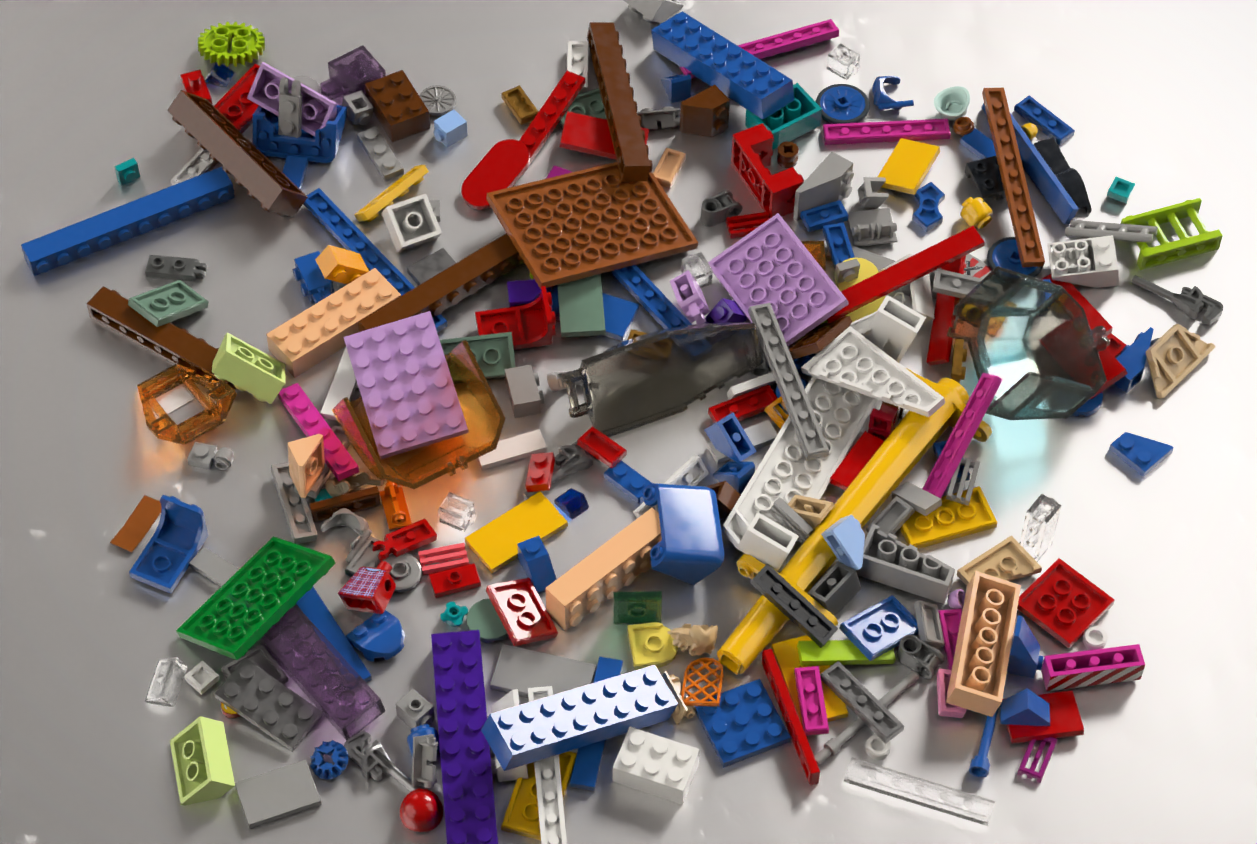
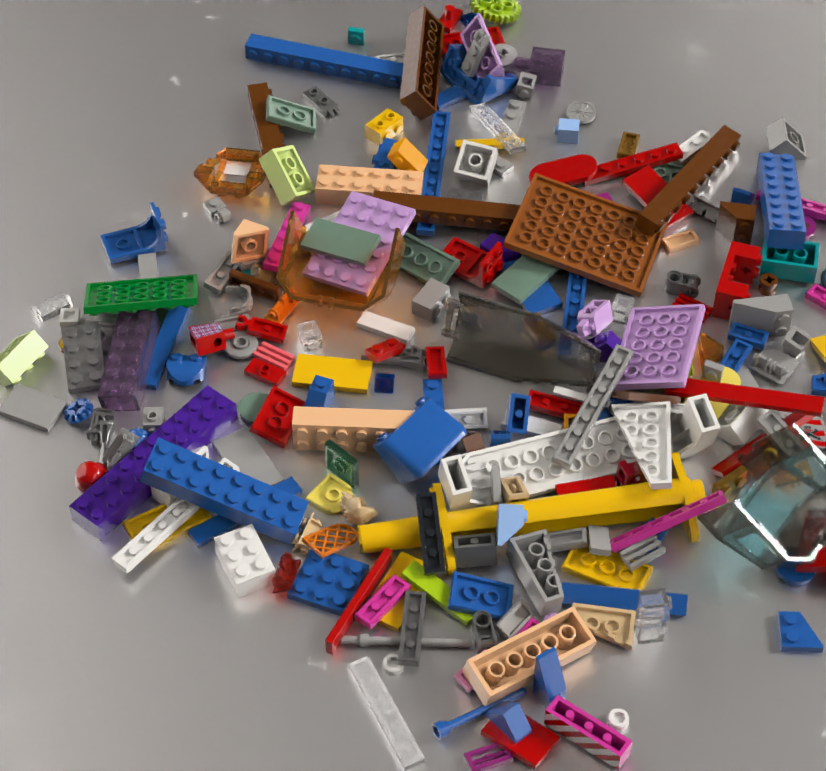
camera: 45 degrees right, 5 degrees down
(138, 524) = (135, 219): dark orange sticker -> none
(273, 249) = (384, 126): none -> yellow brick
(388, 172) = (498, 128): none -> clear tile
(394, 395) = (340, 241): none -> sand green tile
(397, 106) = (550, 98): reddish brown brick -> none
(454, 620) = (241, 389): teal plate -> none
(711, 753) = (285, 573): none -> clear red hinge
(988, 532) = (615, 597): none -> blue tile
(1064, 603) = (622, 680): red plate -> none

